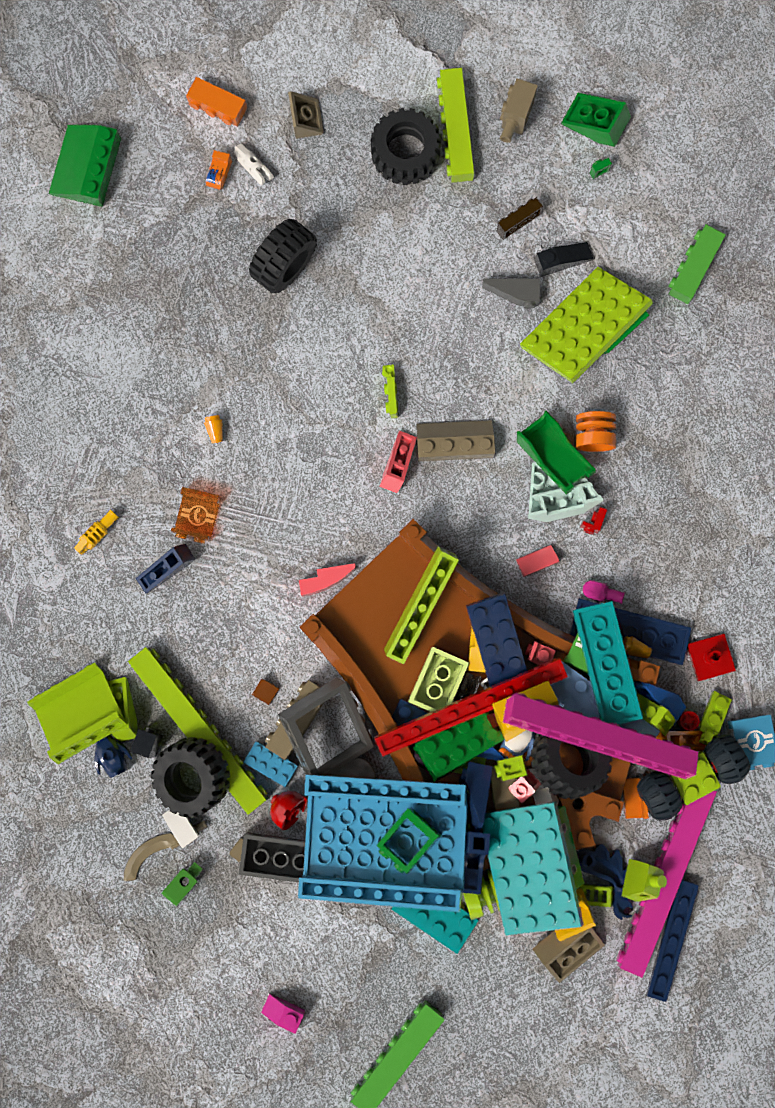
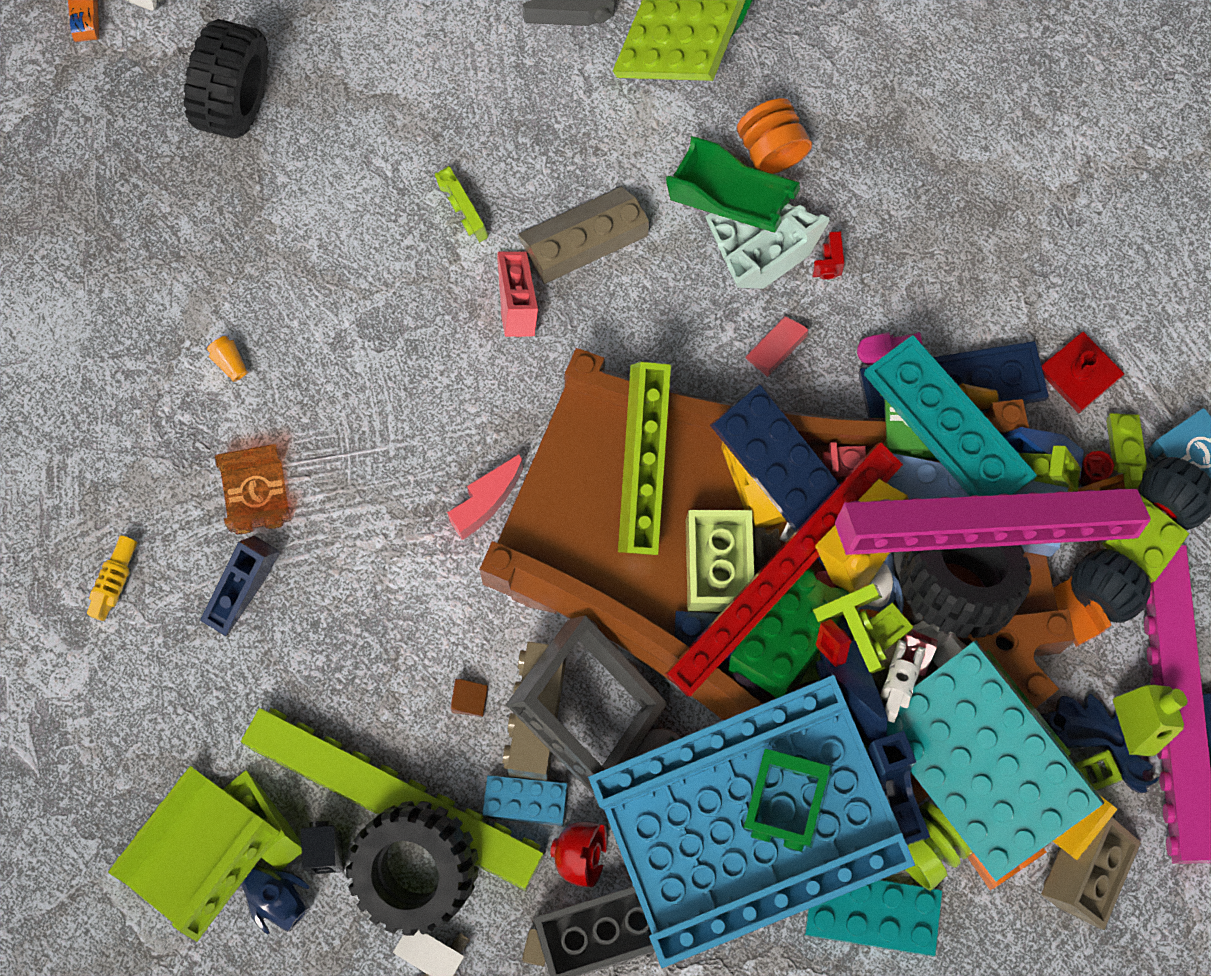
camera: 30 degrees left, 10 degrees down
(475, 764) = (833, 642): none -> red plate
(495, 761) = (858, 622): none -> lime bracket
(497, 809) = (901, 680): none -> white hinge

